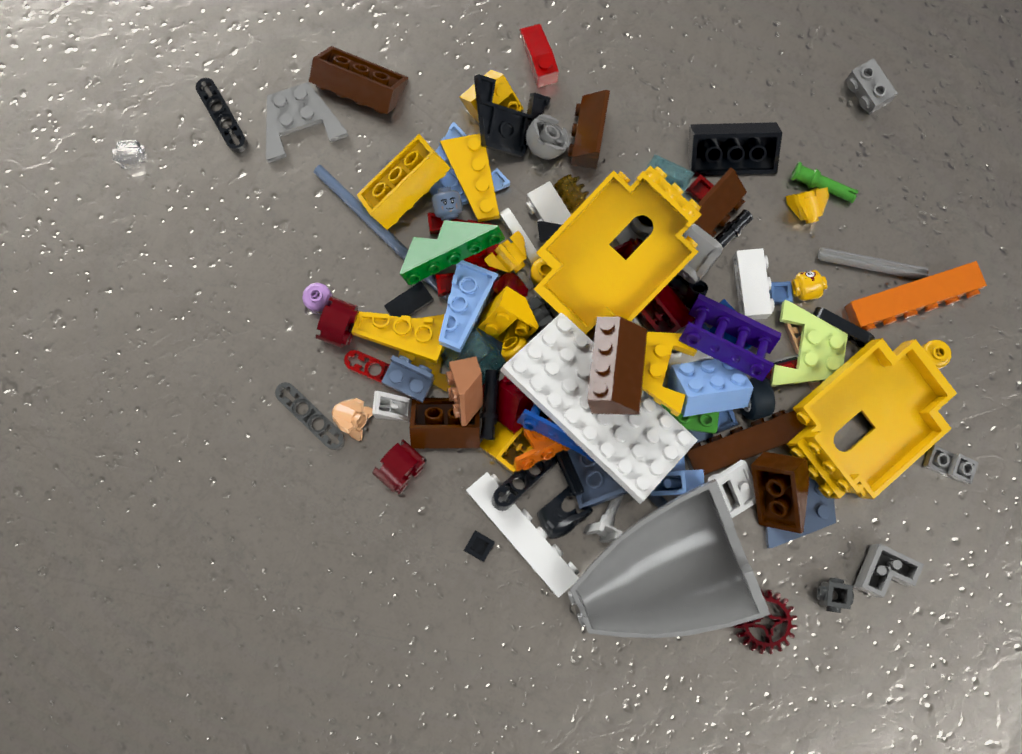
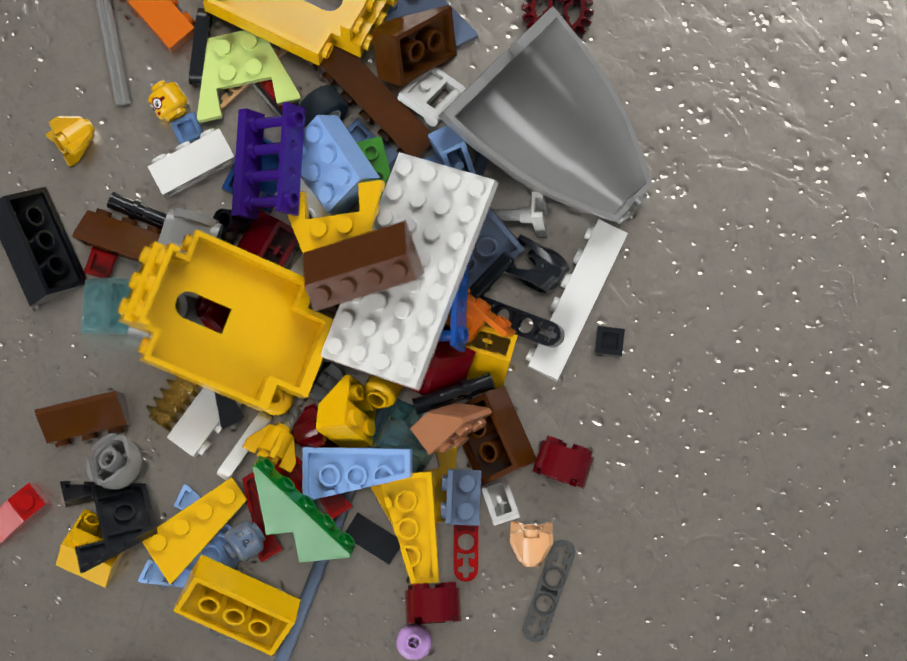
camera: 110 degrees left, 5 degrees up
(814, 179) = (36, 141): bright green pin -> none

